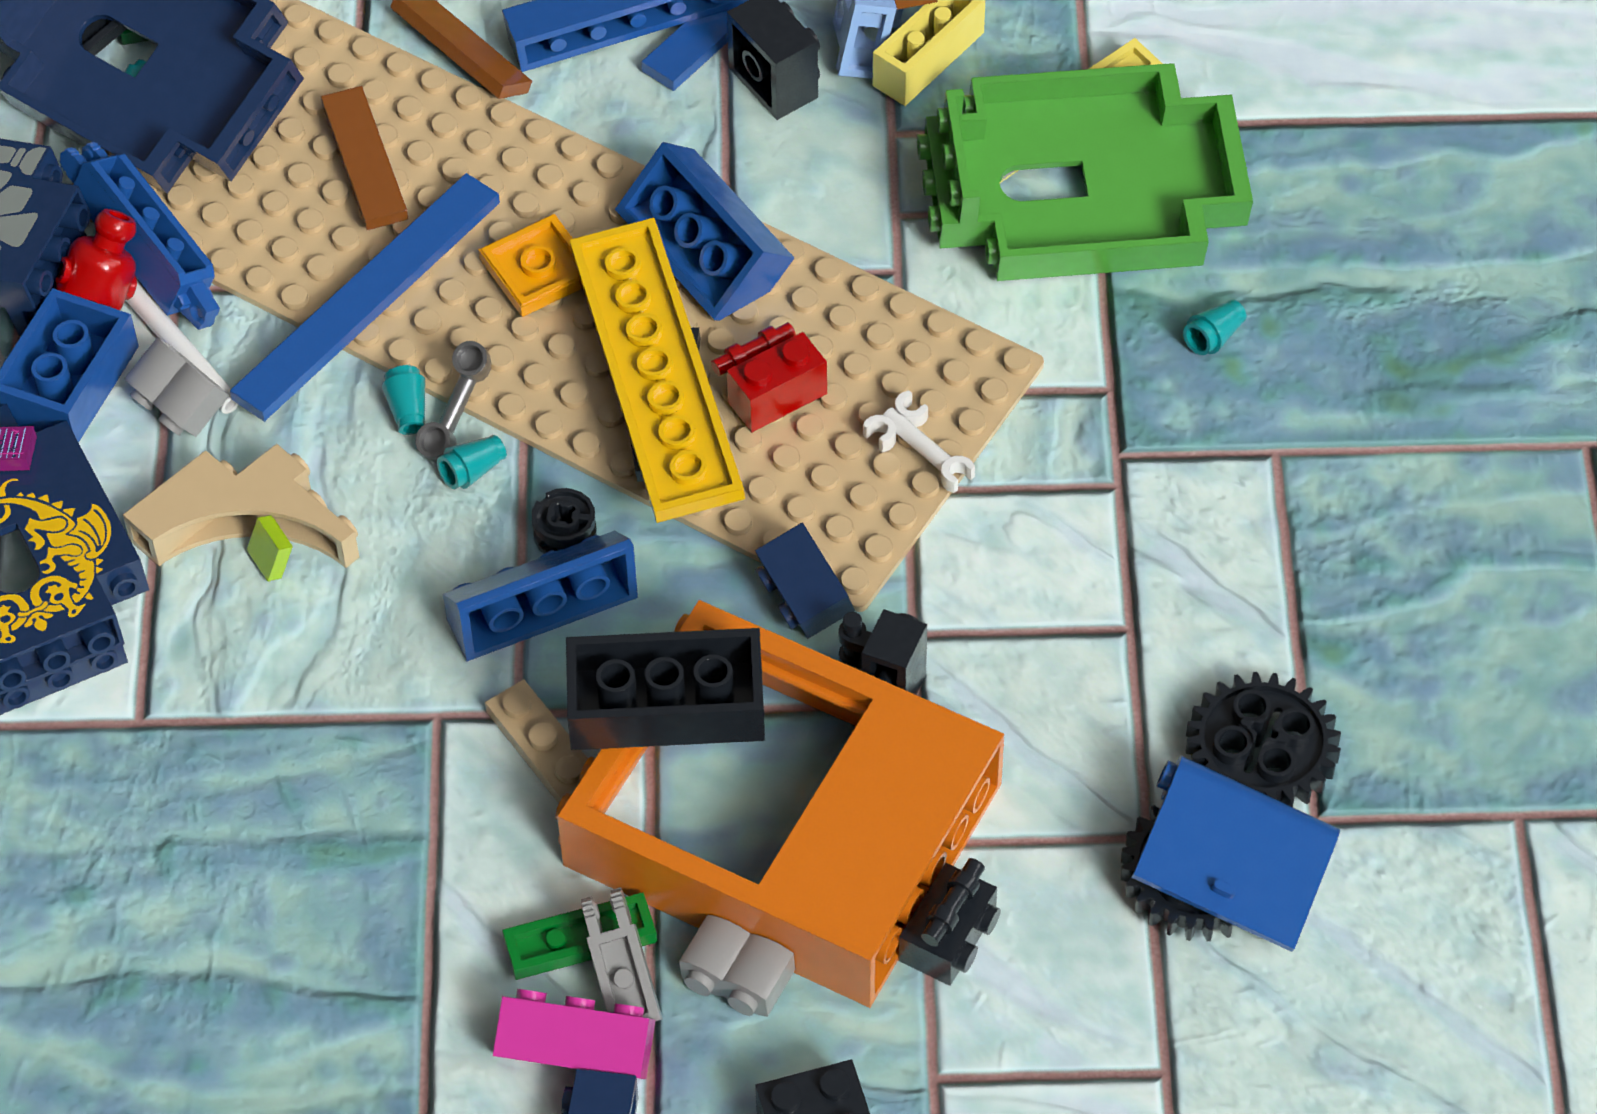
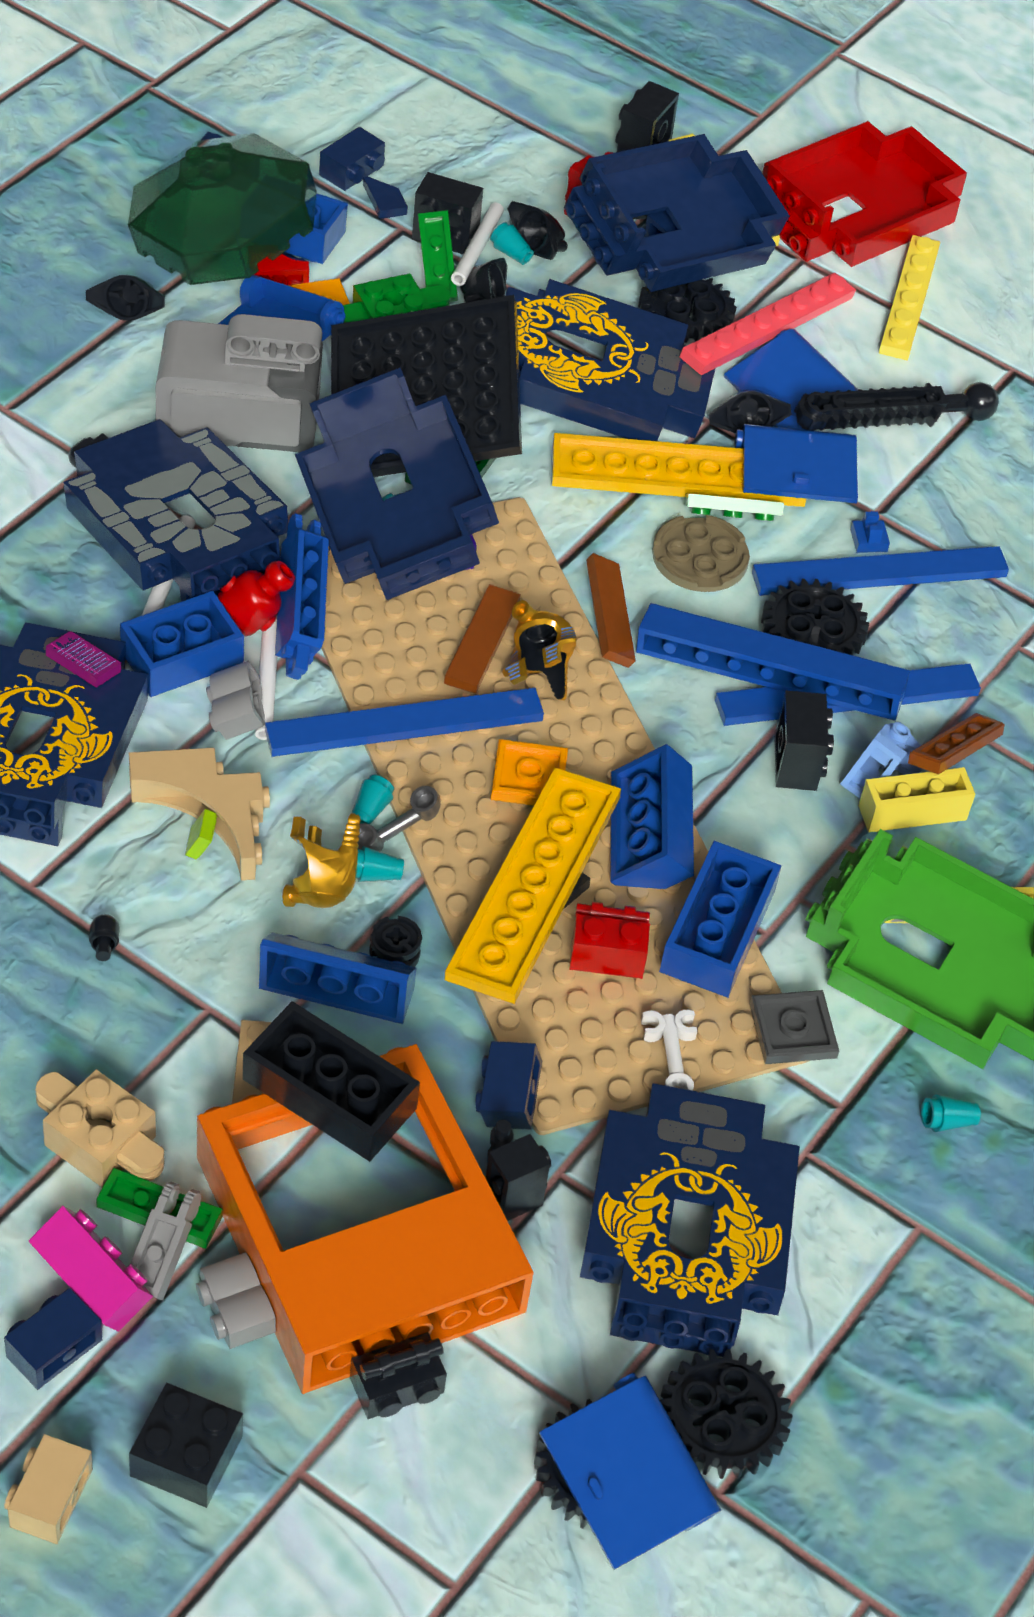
camera: 30 degrees right, 5 degrees down
(268, 717) = (104, 936): none -> black cylinder
(437, 123) = (541, 646): none -> piece
(445, 494) = (329, 872): none -> pearl gold piece
(453, 922) = (82, 1136): none -> tan brick
(858, 282) = (720, 919): none -> blue brick
(1009, 342) = (794, 1027): none -> dark grey tile
(1044, 515) = (704, 1154): none -> dark blue panel

